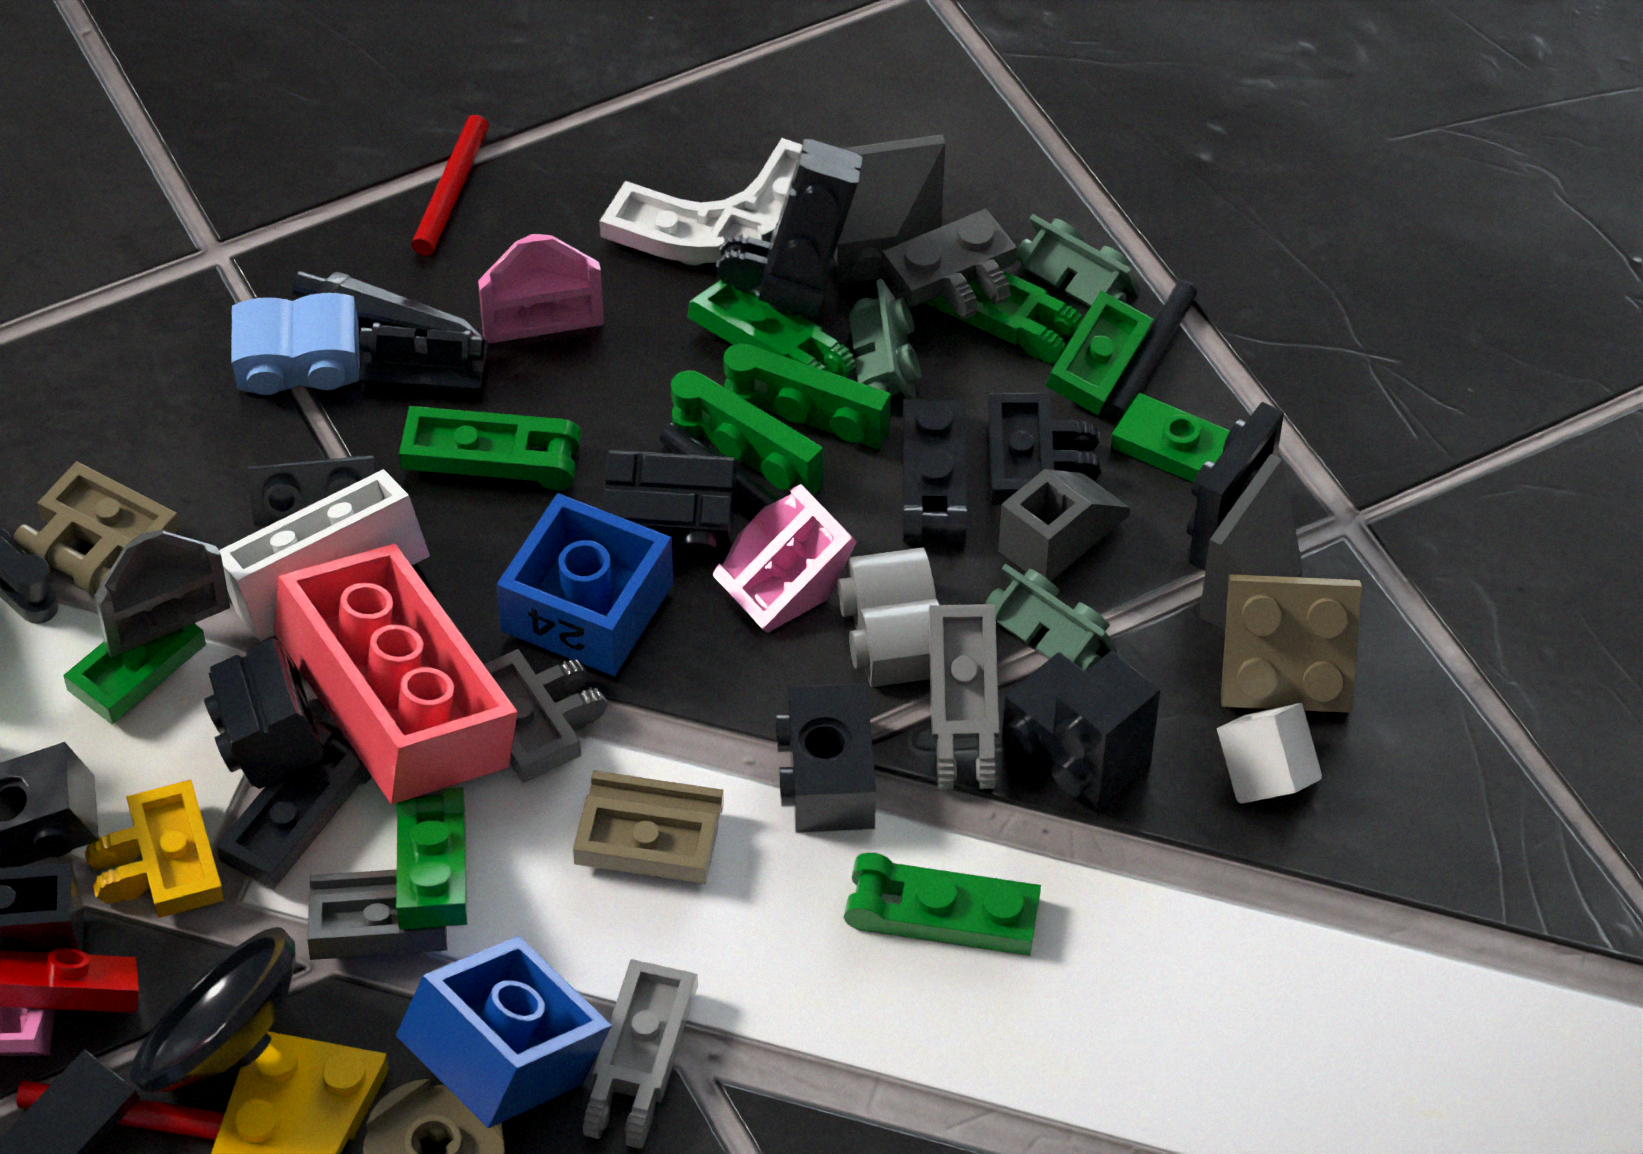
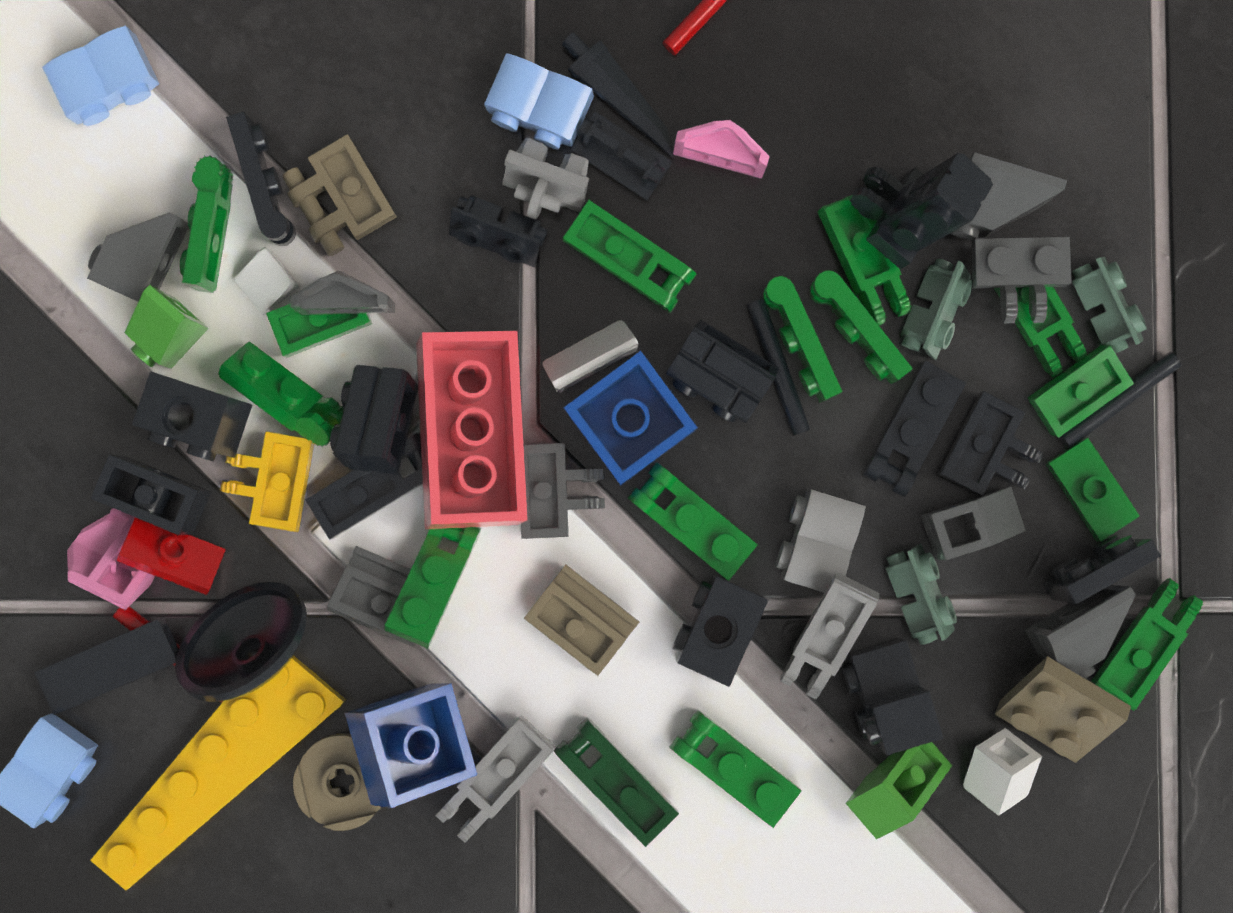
camera: 30 degrees right, 35 degrees up
(44, 650) = (265, 281): none -> white slope
(135, 749) = (281, 394): none -> green hinge
(341, 525) = (470, 302): white brick -> none
(345, 411) = (544, 183): none -> light grey hips
(477, 591) = (590, 355): none -> white slope
(693, 229) = (887, 144): white plate -> none
(720, 671) = (694, 522): none -> green plate
(786, 560) = (773, 453): bright pink slope -> none
(801, 982) = (617, 783): none -> dark green plate
(1153, 825) = (898, 788): none -> bright green slope
(1353, 548) = (1147, 646): none -> green hinge

